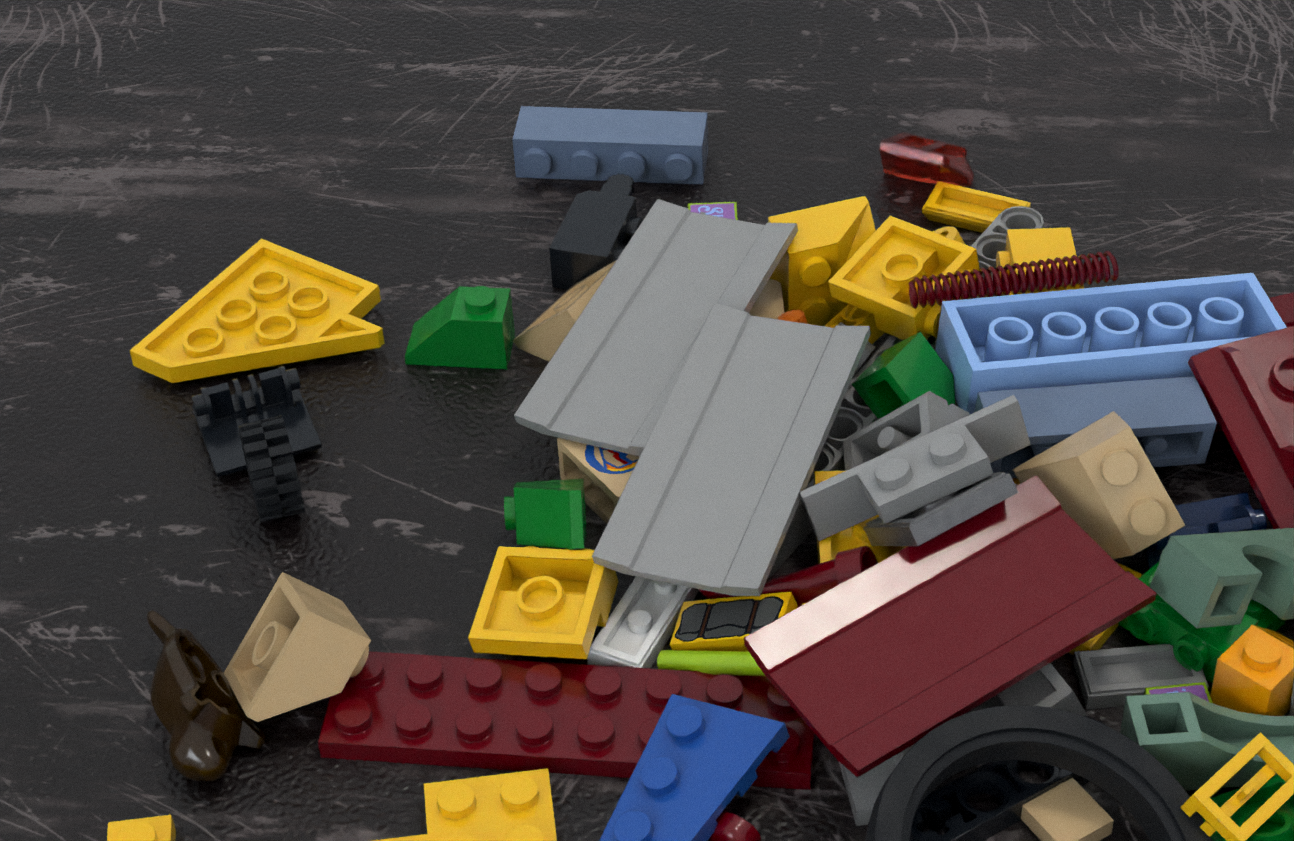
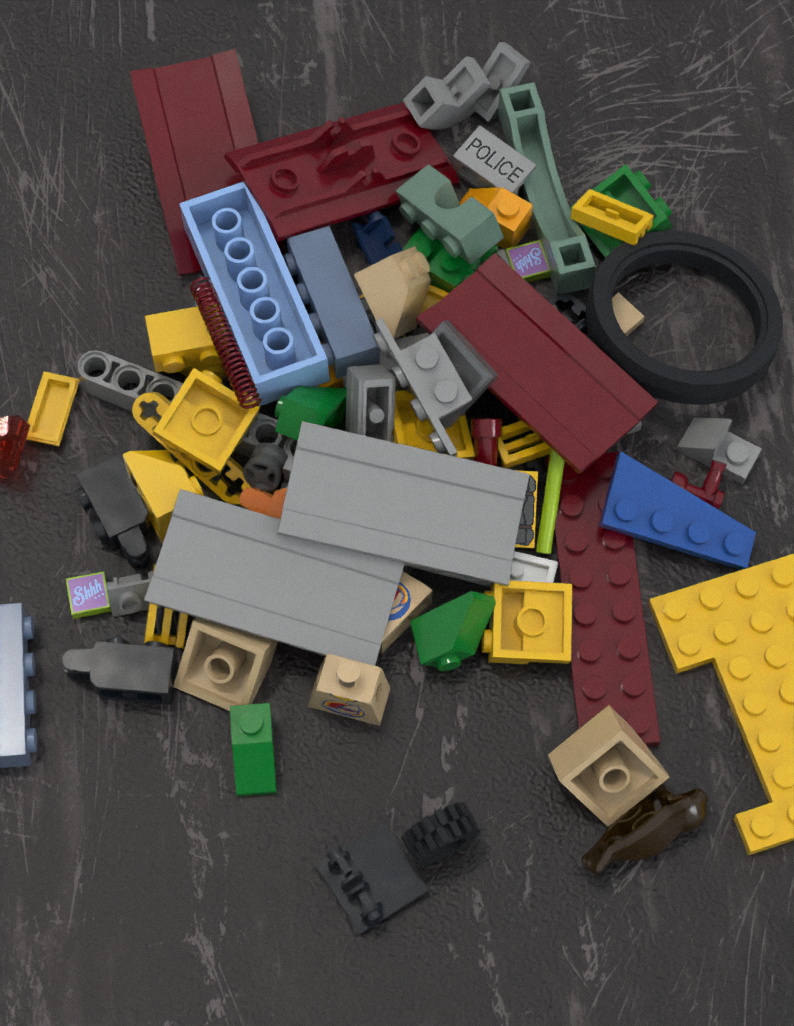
camera: 105 degrees left, 25 degrees up
(263, 314) = (251, 910): yellow wing -> none
(487, 404) = (350, 689): none -> tan torso

